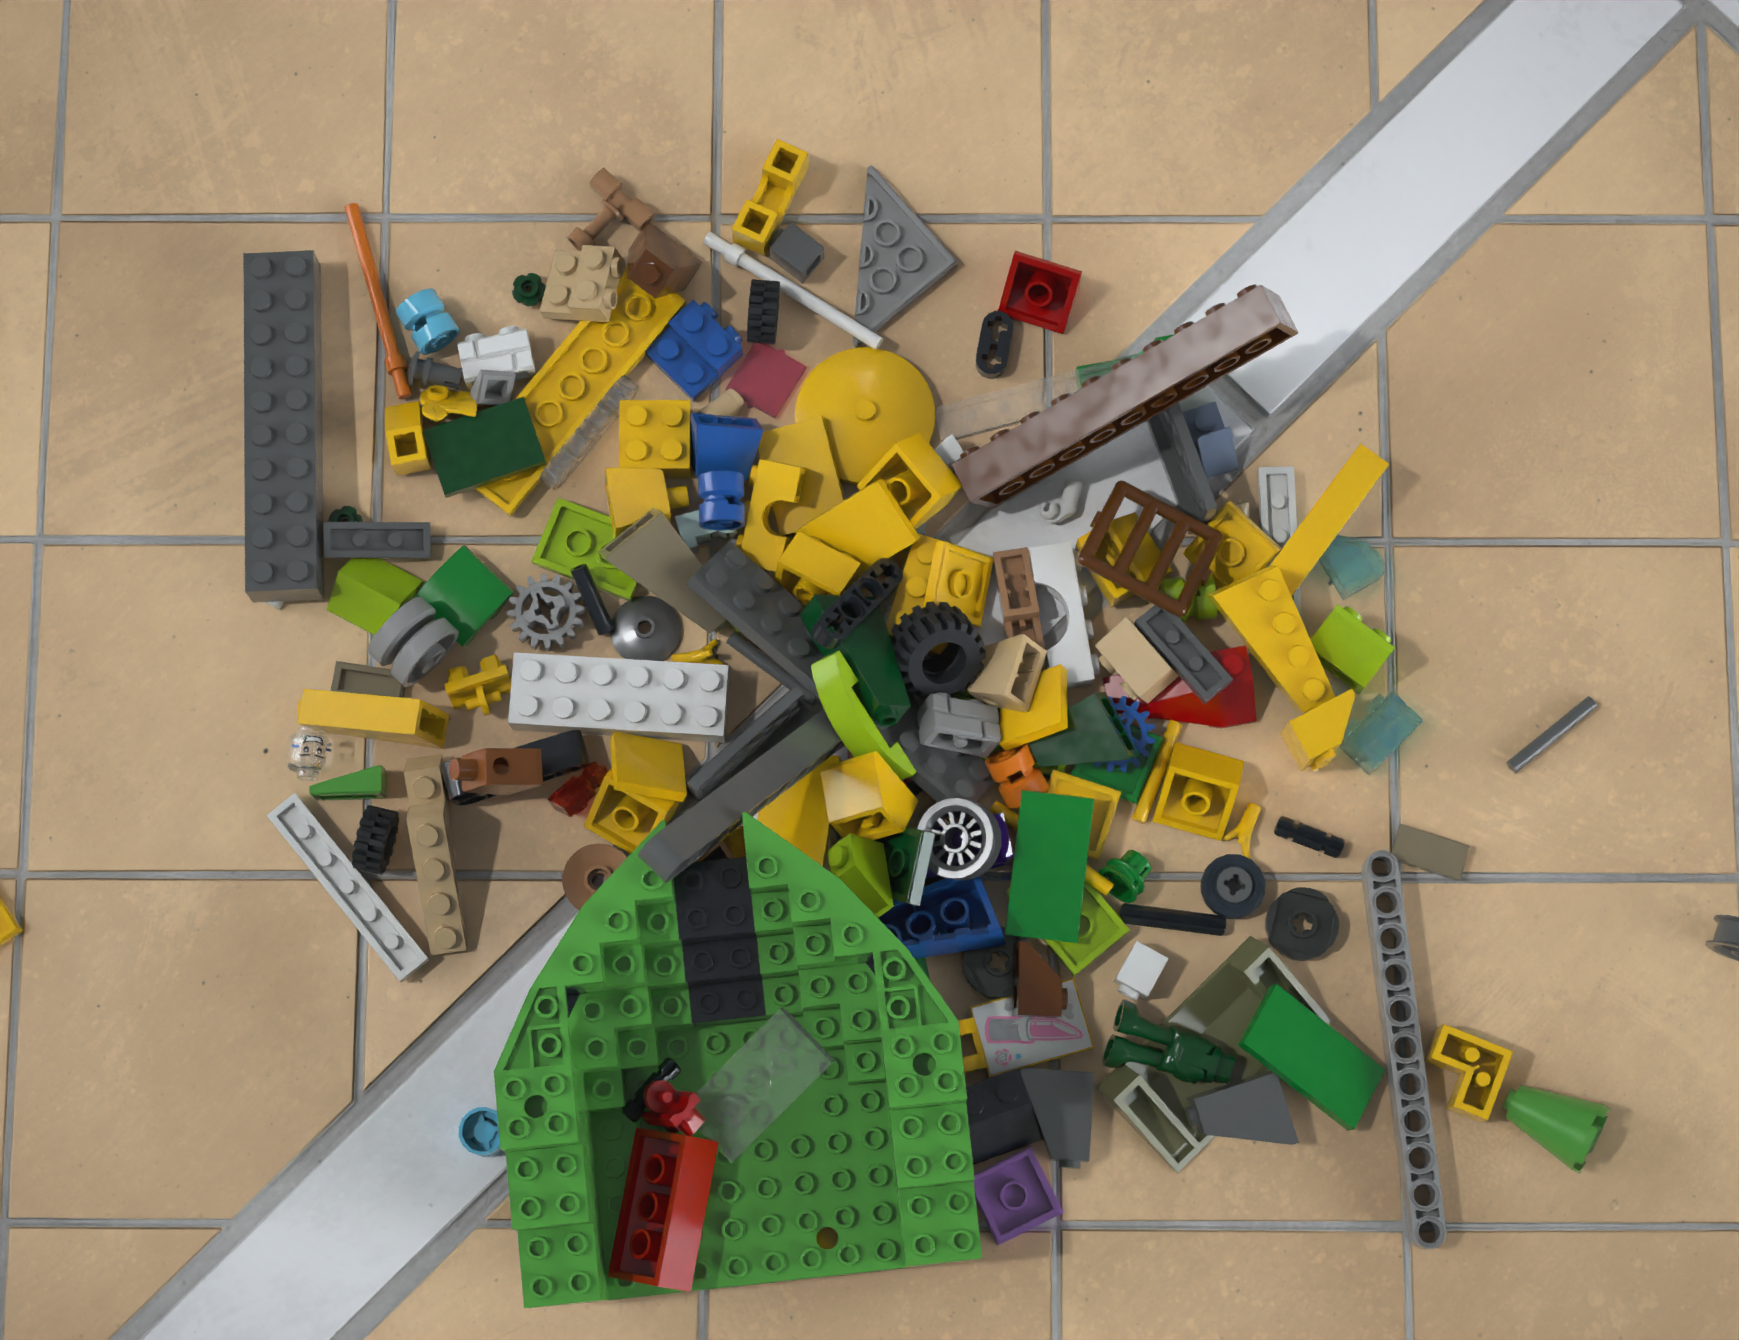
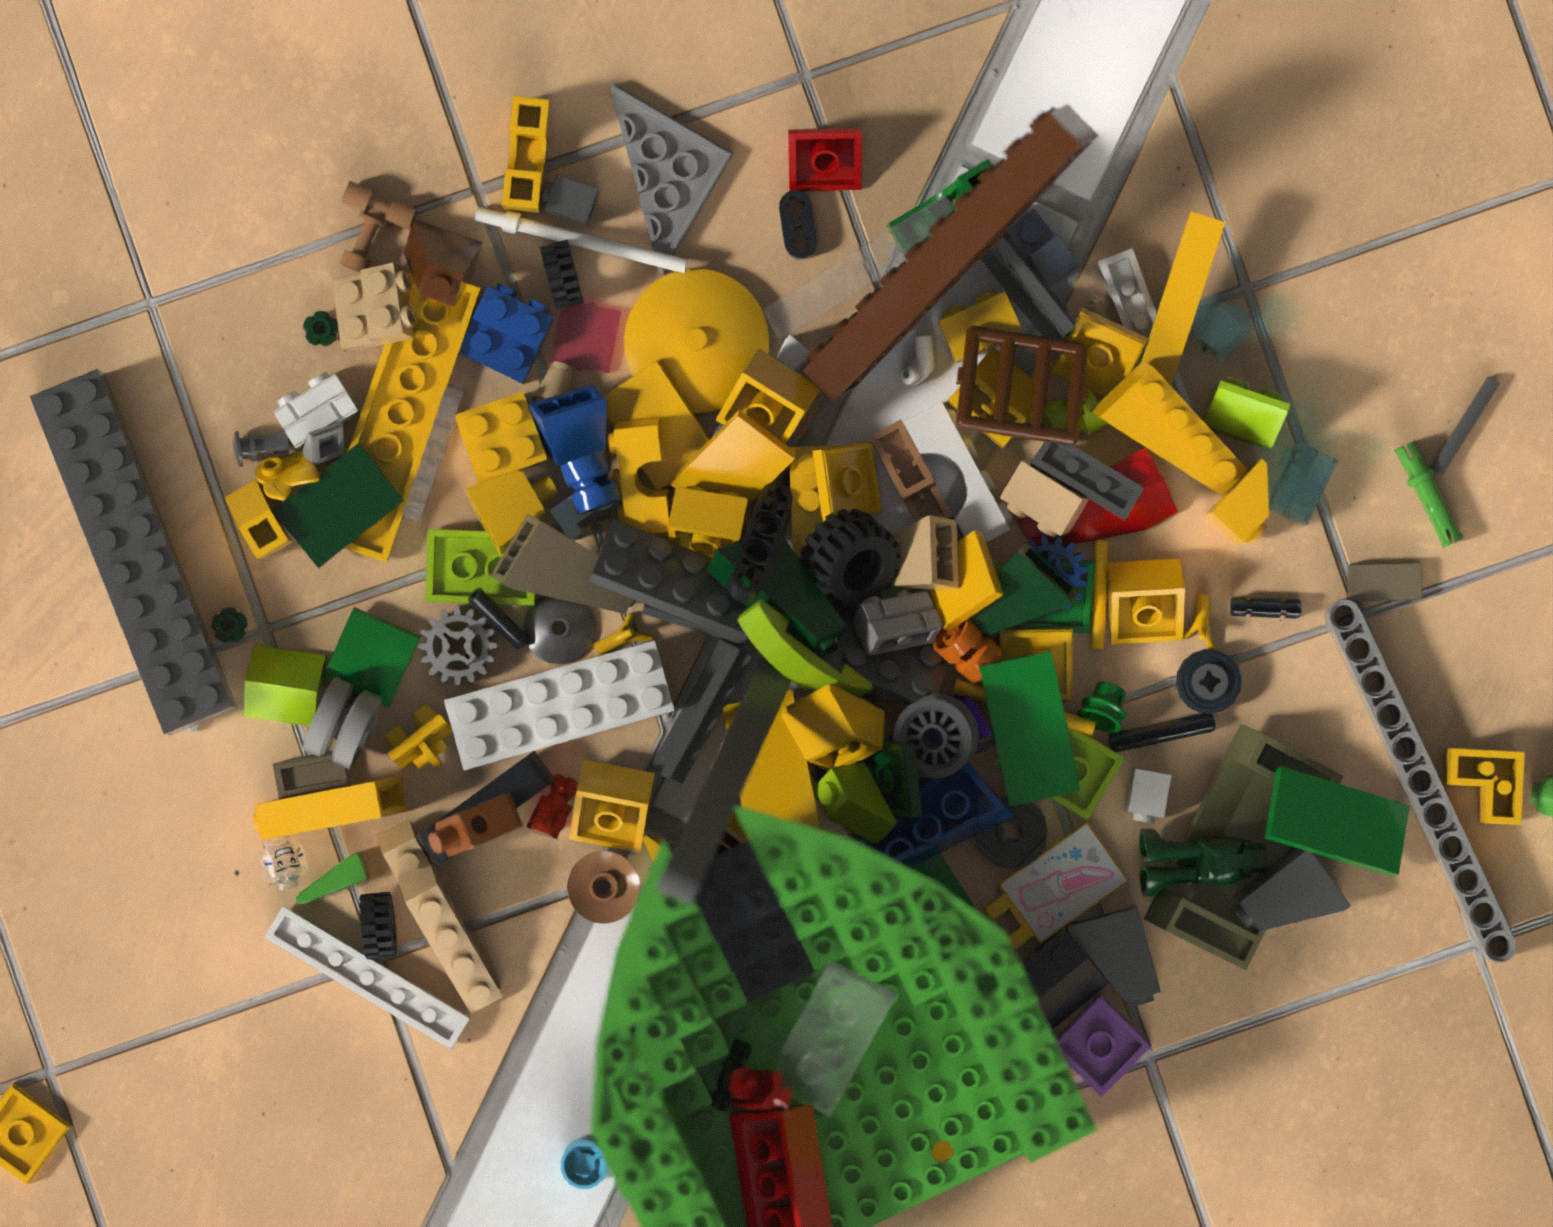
camera: 20 degrees left, 10 degrees up
(376, 540) = (267, 634): dark grey plate -> none
(395, 362) = (217, 448): orange bar -> none
(426, 319) = (235, 398): medium azure wheel -> none
(648, 766) = (613, 765): yellow tile -> none
(1035, 985) = (1055, 847): reddish brown slope -> none
(1143, 474) = (989, 312): none -> yellow brick
(1319, 913) = (1301, 708): pearl dark grey plate -> none
(1498, 783) = (1428, 493): none -> bright green pin

